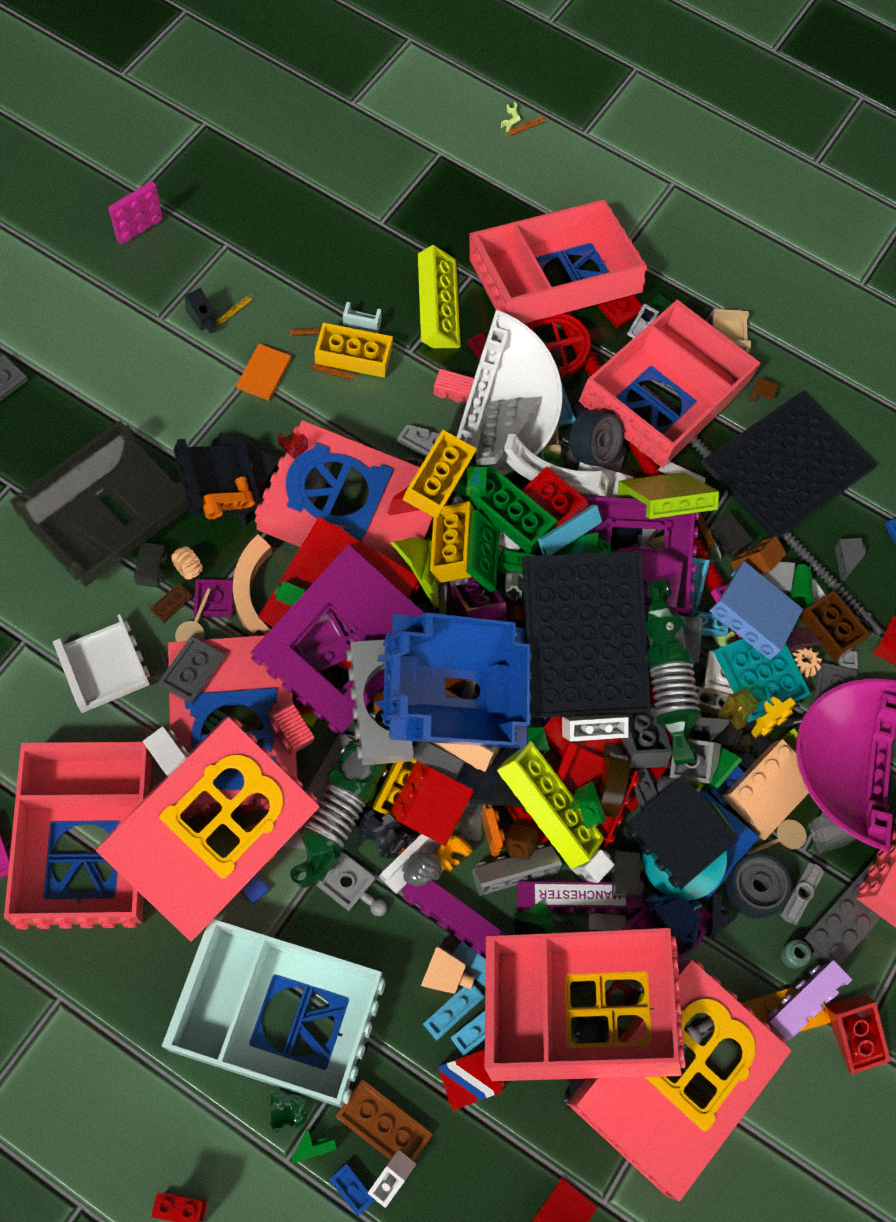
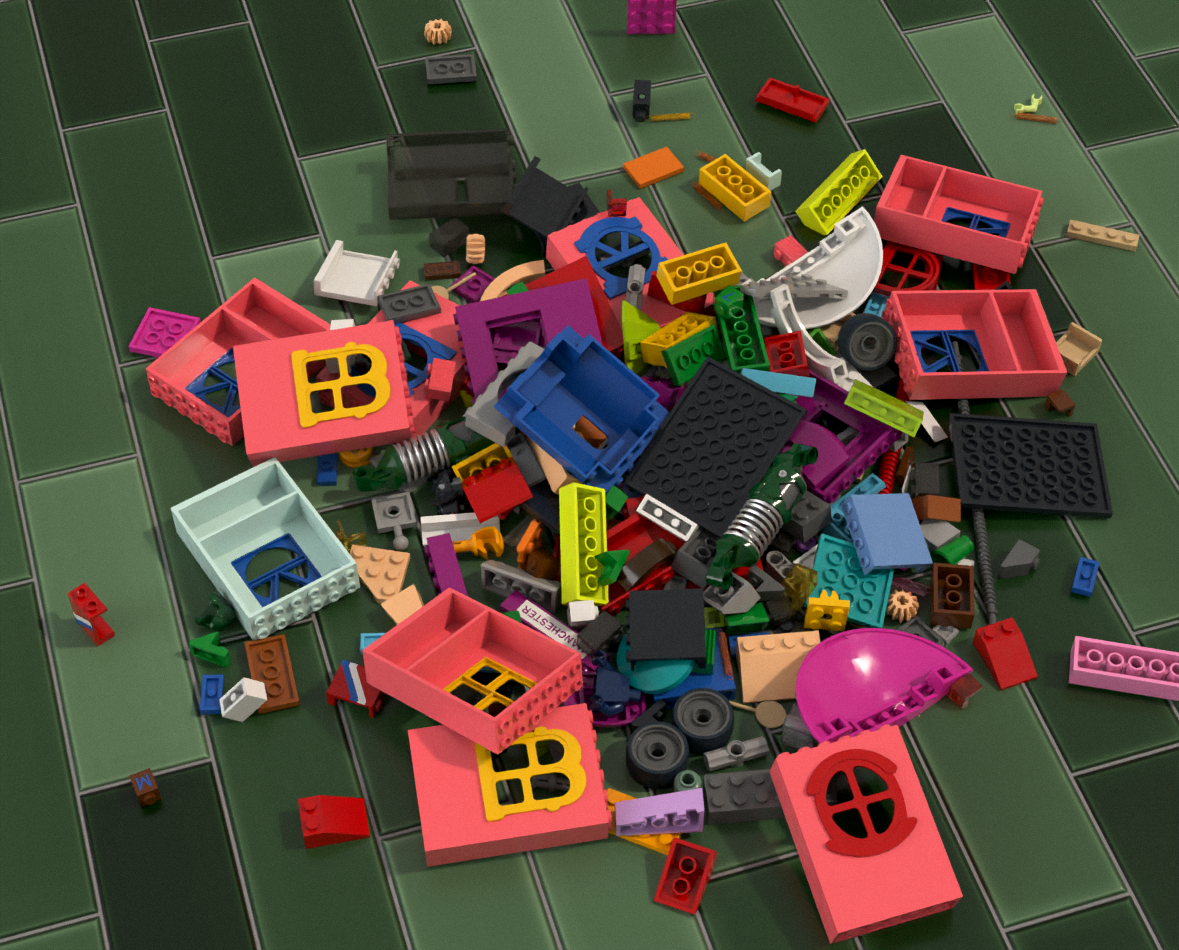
camera: 45 degrees right, 15 degrees down
(215, 503) = (526, 214): orange beam -> none
(323, 228) = (792, 100): none -> red container
(324, 942) = (346, 540): none -> clear yellow bracket
(375, 511) = (635, 285): none -> light grey piece
(384, 948) = (381, 570): none -> light nougat plate
(421, 868) = (452, 529): dark grey hair -> none
(663, 209) = (1103, 235): none -> tan plate
(727, 813) = (726, 655): none -> orange piece
(768, 943) = (656, 754): none -> wheel

